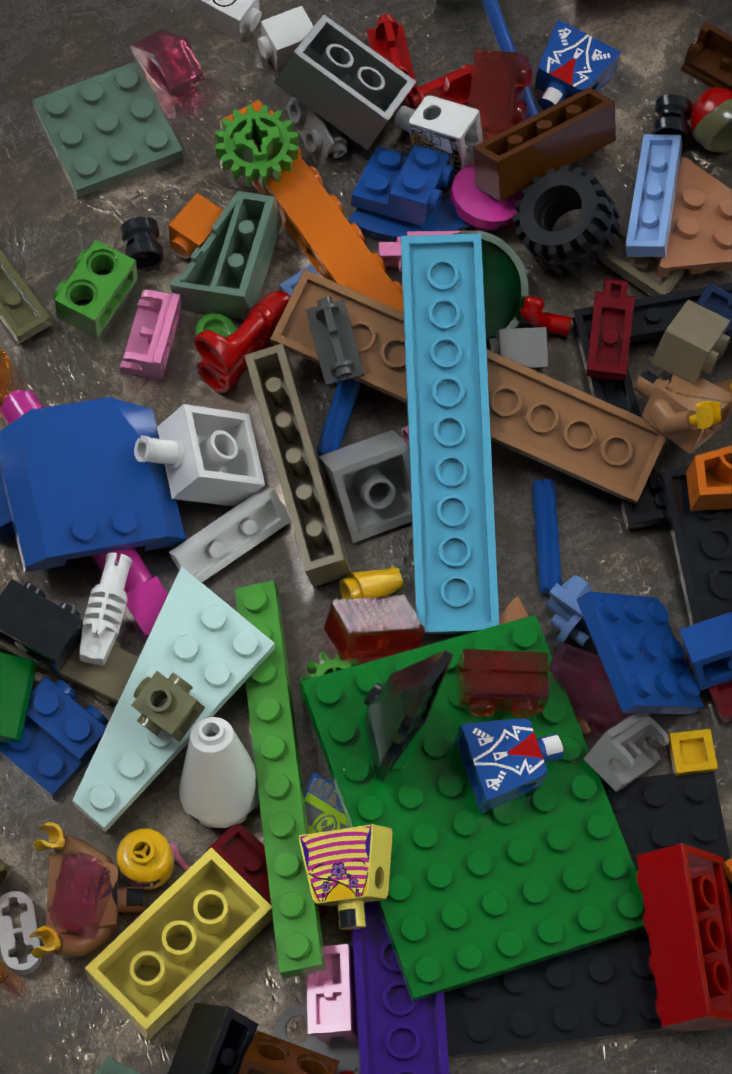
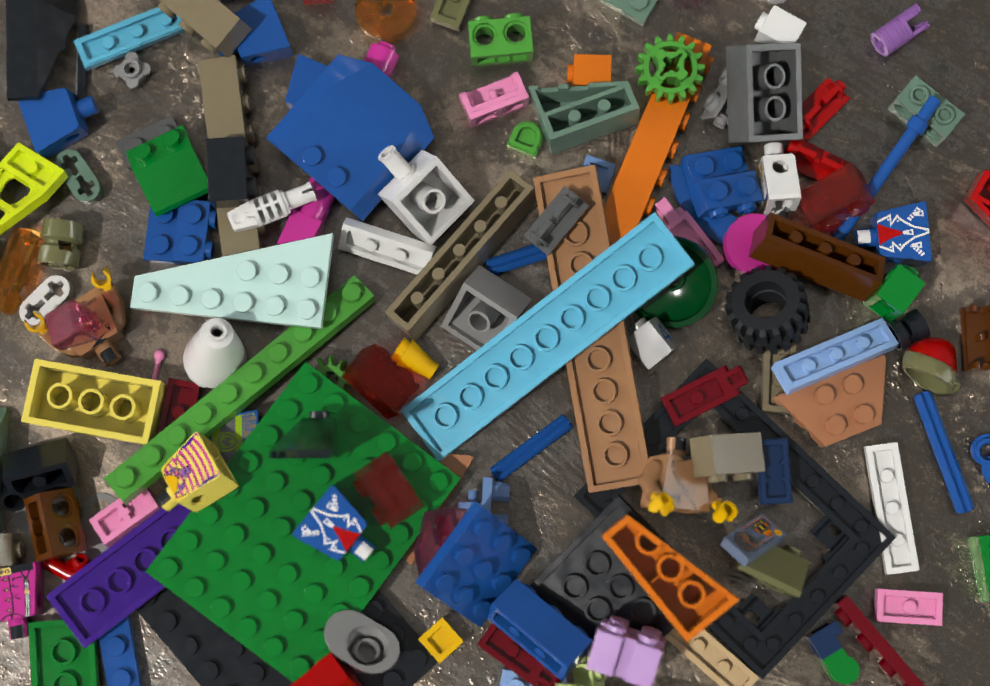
camera: 65 degrees right, 15 degrees up
(141, 238) = (556, 44): black wheel -> none
(145, 858) = (136, 345): yellow head -> none
(176, 715) = (221, 291): olive brick -> none
(225, 357) = (526, 163): red piece -> none
(534, 314) = (686, 334): red arm -> none
(625, 752) = (404, 599): light grey hinge -> none
(634, 99) = (895, 293): none -> green brick
(649, 819) = (361, 642): none -> light grey piece

